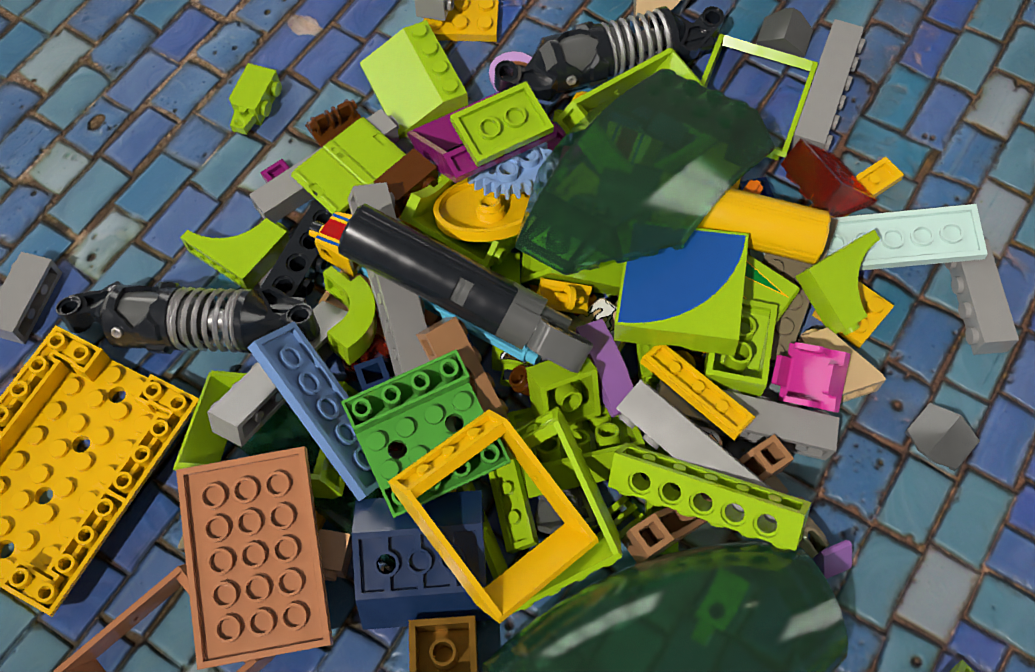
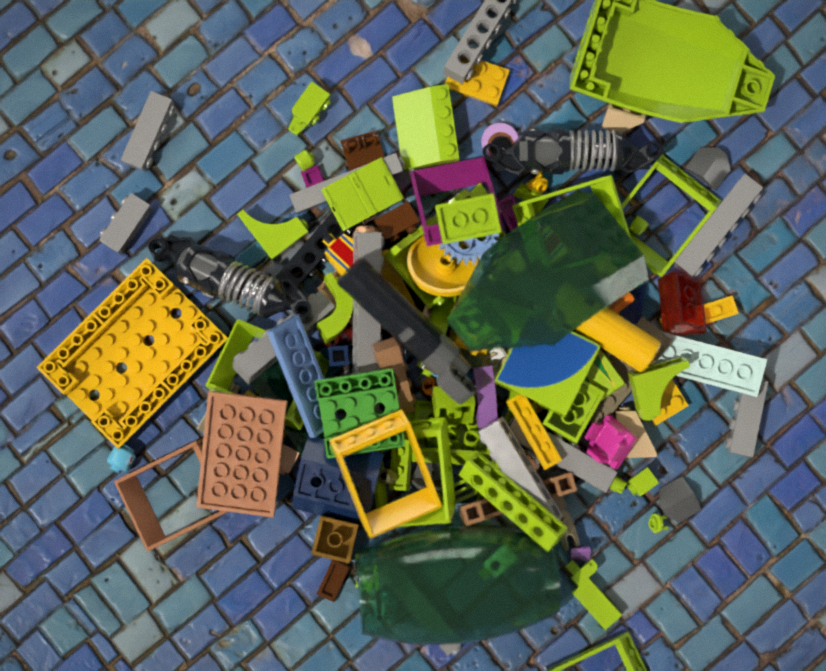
camera: 15 degrees right, 20 degrees up
(37, 180) = (148, 131): none -> light grey brick
(62, 634) = (121, 459): none -> medium azure head
(262, 155) = (304, 160): none -> lime piece
(504, 531) = (391, 476): none -> olive hose
(847, 441) = (617, 485): none -> lime hose
(879, 425) = (641, 482): none -> lime brick
(881, 620) = (590, 595): none -> lime piece
(927, 477) = (656, 523): none -> lime plate

